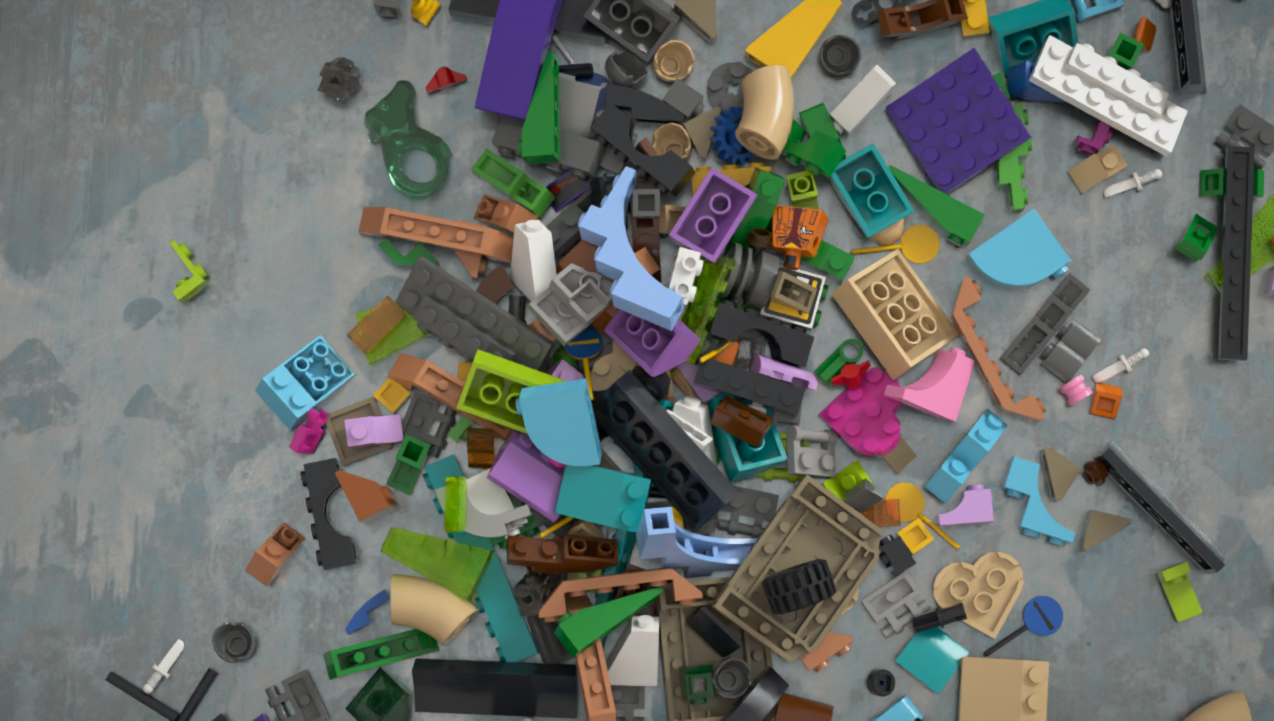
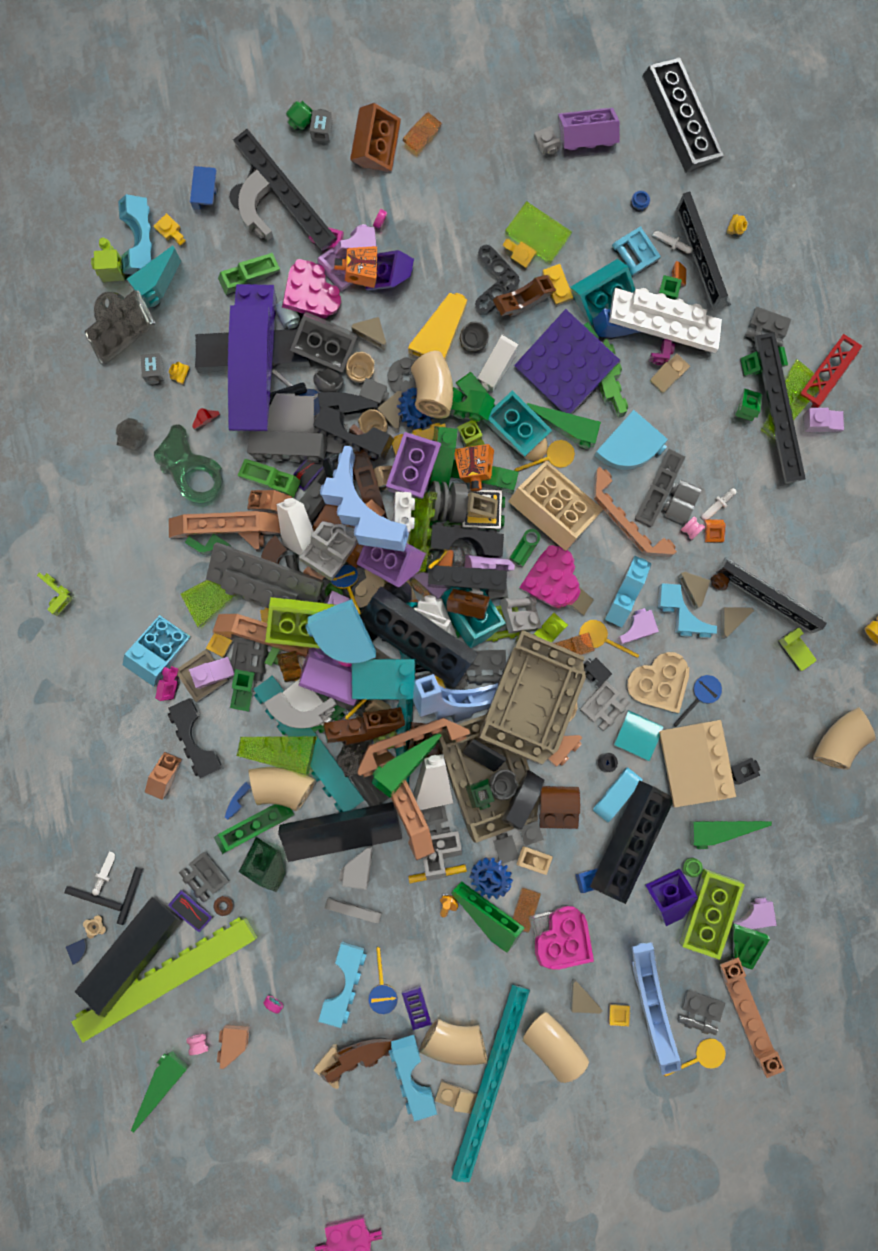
camera: 20 degrees left, 0 degrees up
(233, 642) = (148, 844): dark grey hair -> none
(366, 497) = (217, 720): dark orange slope -> none
(376, 325) = (196, 598): clear orange slope -> none
(455, 504) = (280, 709): clear neon green slope -> none
(541, 124) = (278, 429): green slope -> none
(646, 203) = (365, 468): dark grey brick -> none
(759, 238) = (449, 474): dark brown plate -> none
(799, 586) = (536, 709): black tyre -> none
(851, 375) = (535, 554): red piece -> none
(863, 496) = (564, 636): dark grey slope -> none
(915, 536) = (607, 655): yellow plate -> none
(939, 617) = (638, 707): black axle -> none
(940, 388) = (599, 549): bright pink arch -> none
(1135, 181) = (696, 377): white piece -> none

